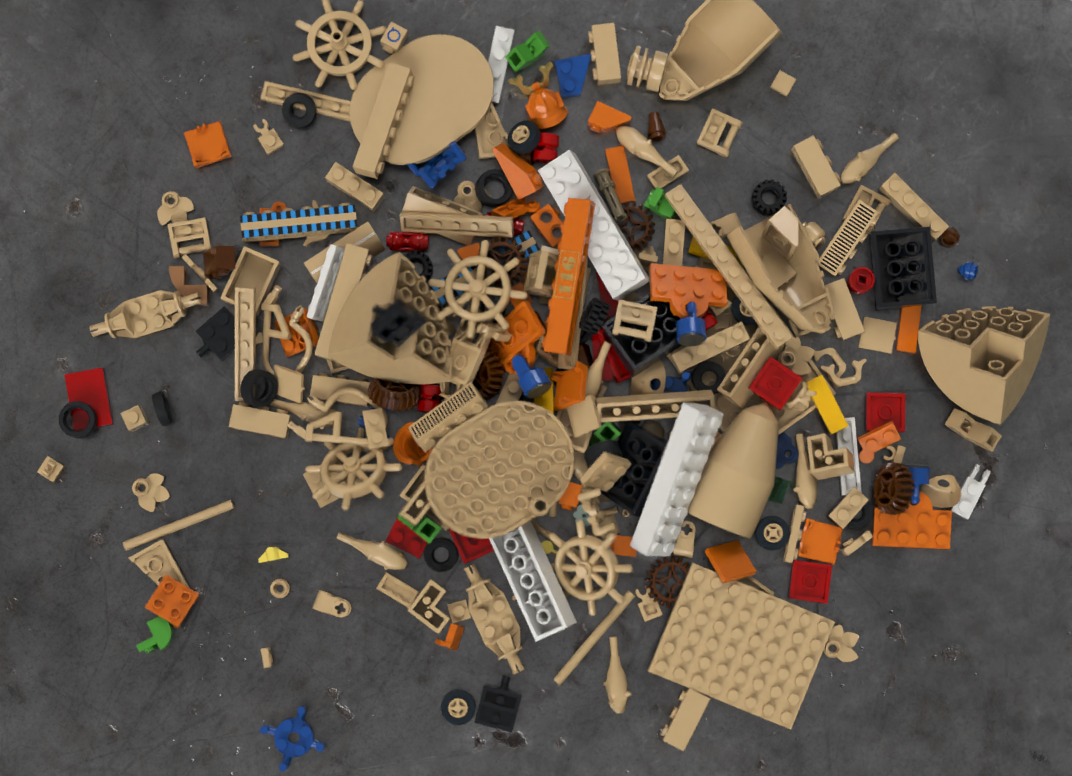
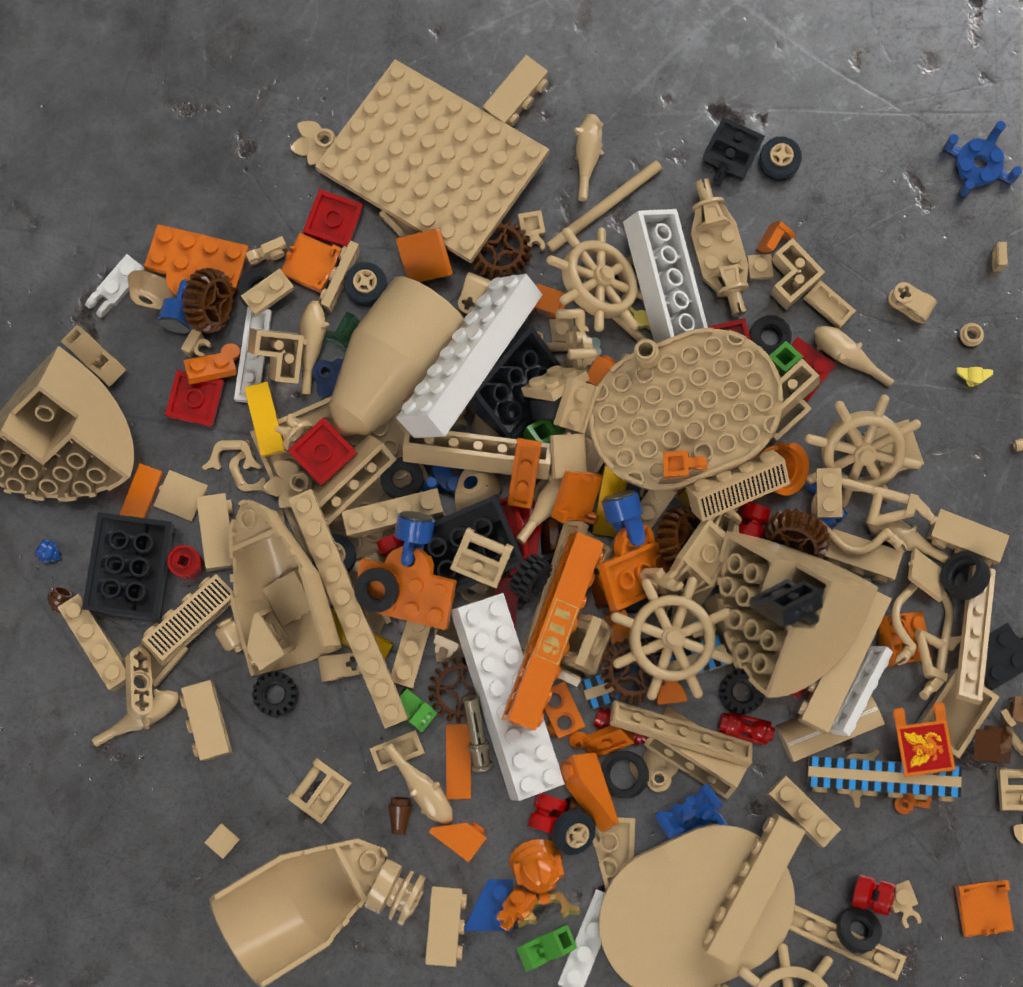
camera: 170 degrees left, 5 degrees down
(272, 248) = (924, 746): none -> flag
(298, 136) = (865, 894): none -> red wheel
(496, 420) = (678, 464): none -> orange plate
(555, 76) = (516, 906): none -> orange plate
(585, 455) = (576, 405): none -> tan plate
(615, 393) = (524, 473): none -> orange tile
(702, 289) = (366, 600): none -> black tyre
(868, 187) = (132, 691): none -> tan beam

